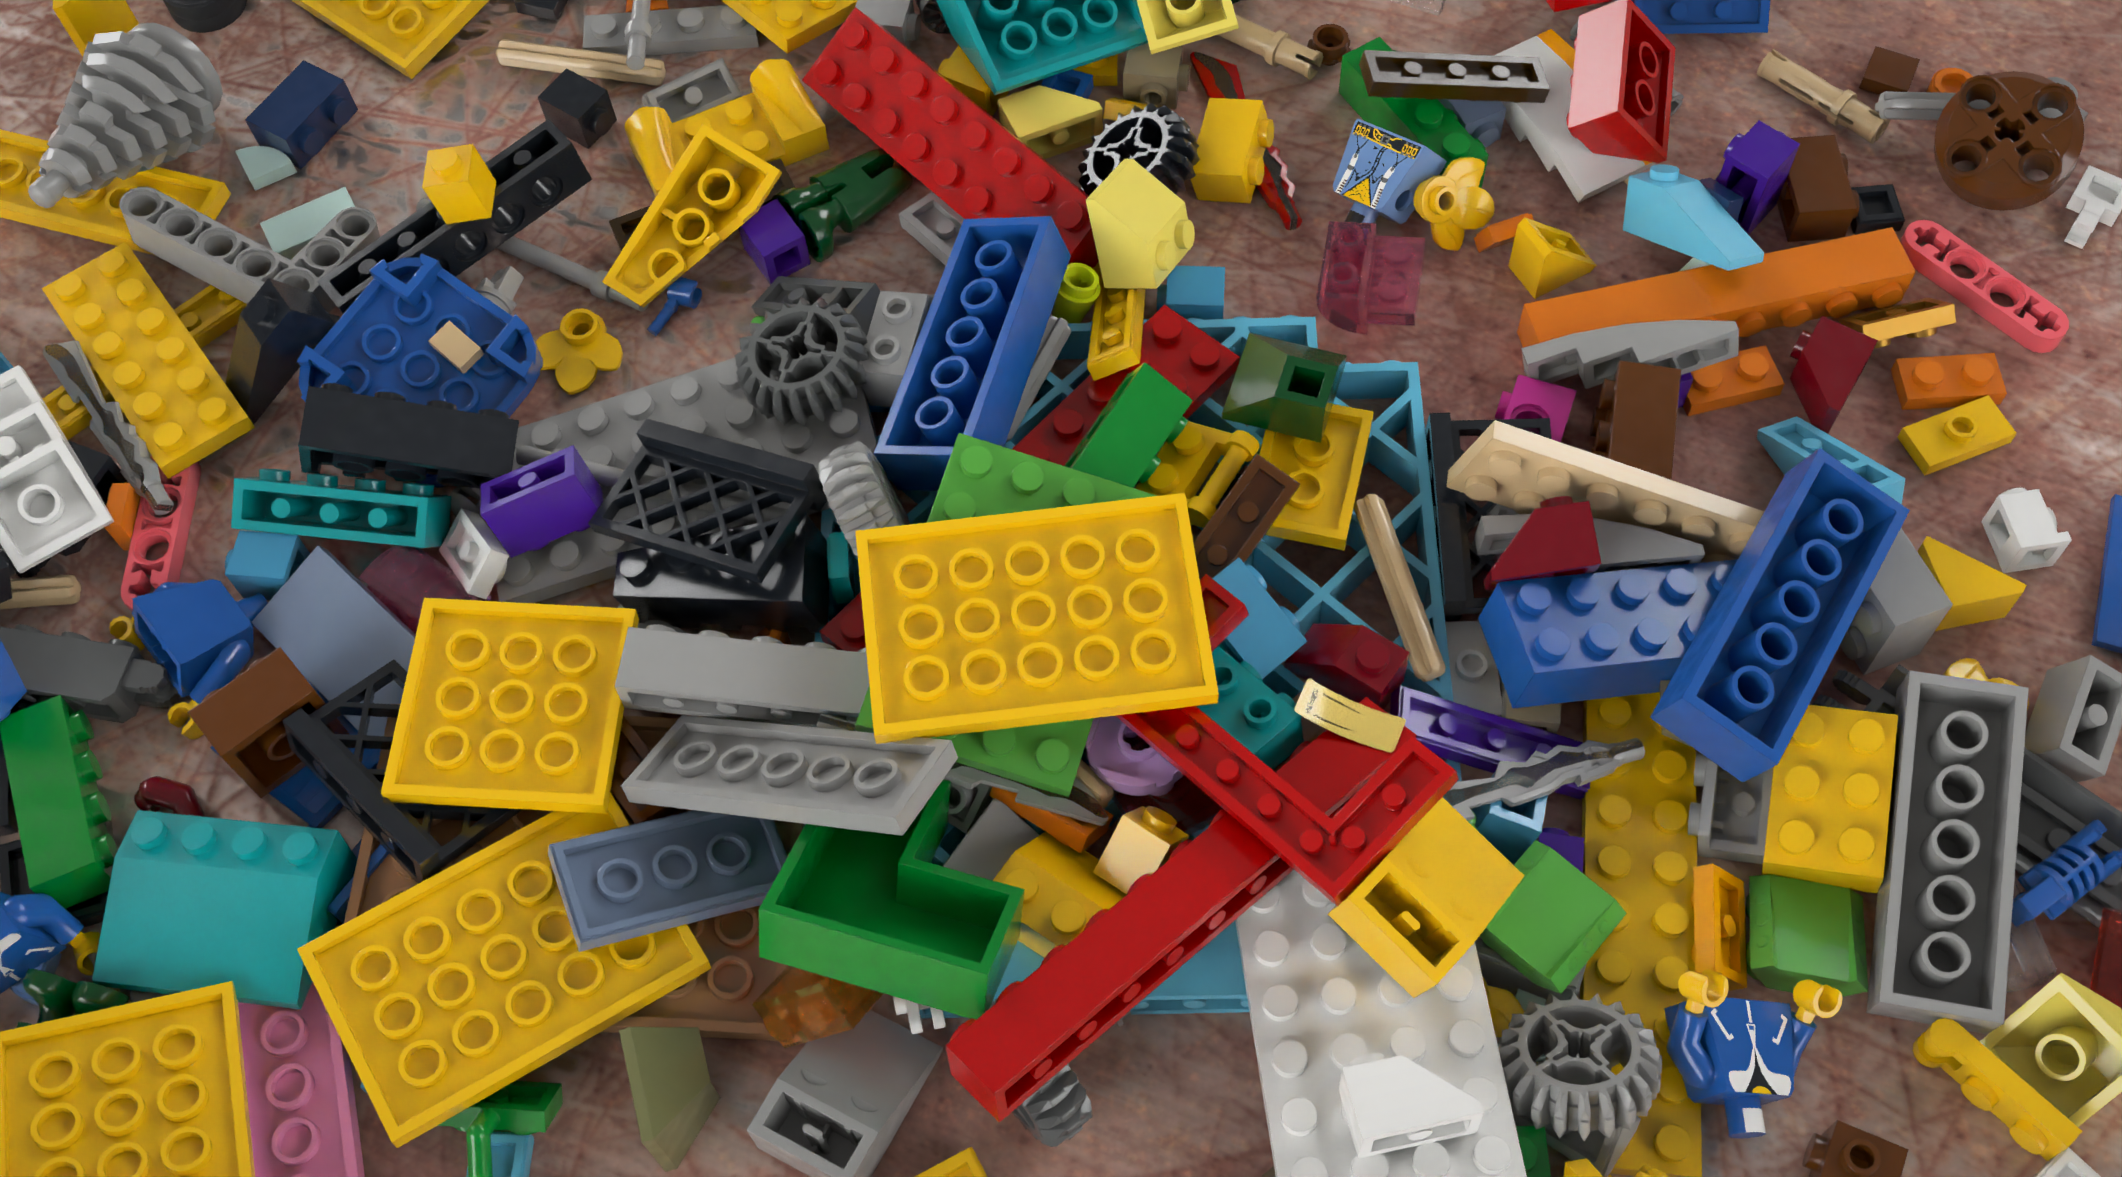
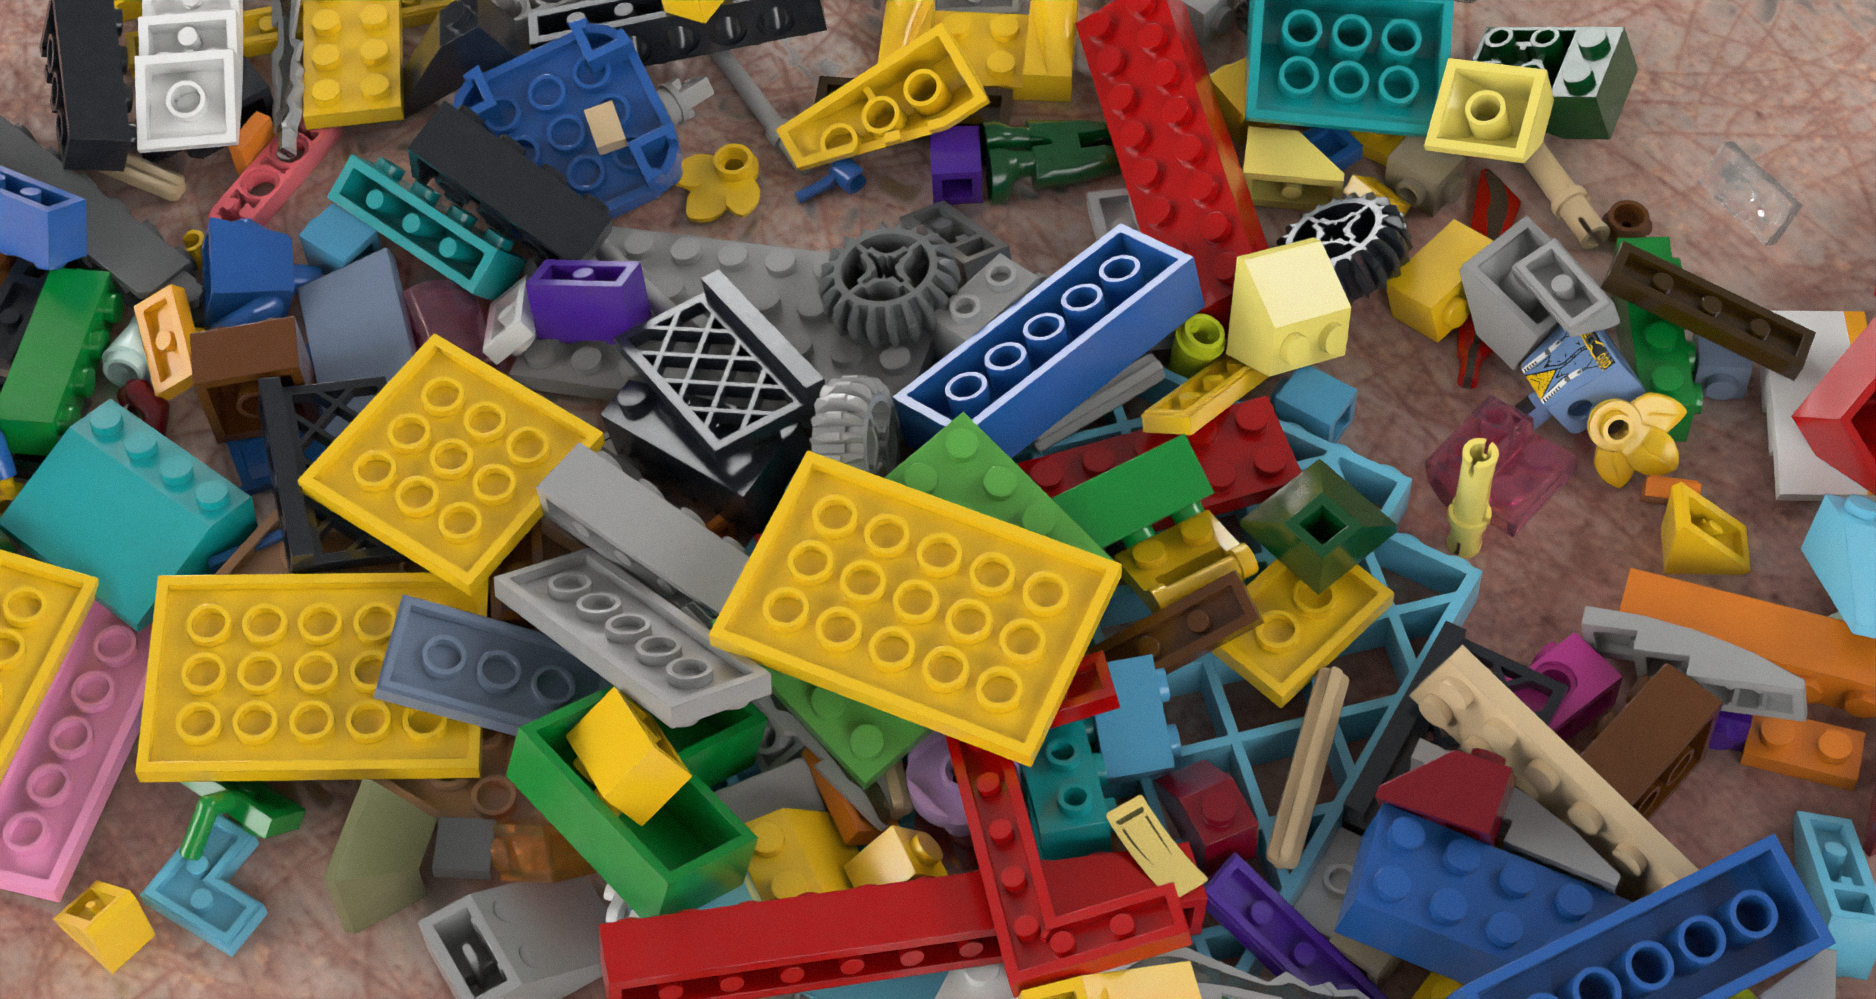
camera: 30 degrees right, 5 degrees down
(125, 756) = (126, 357): none -> light aqua cone
(159, 729) = (165, 335): none -> light orange plate
(738, 1038) = (463, 848): none -> dark grey tile
(866, 882) = (627, 757): none -> yellow brick
(1302, 130) = (1500, 304): none -> light grey slope
(1344, 108) = (1566, 290): none -> light grey slope
(1378, 319) = (1471, 508): none -> light yellow pin

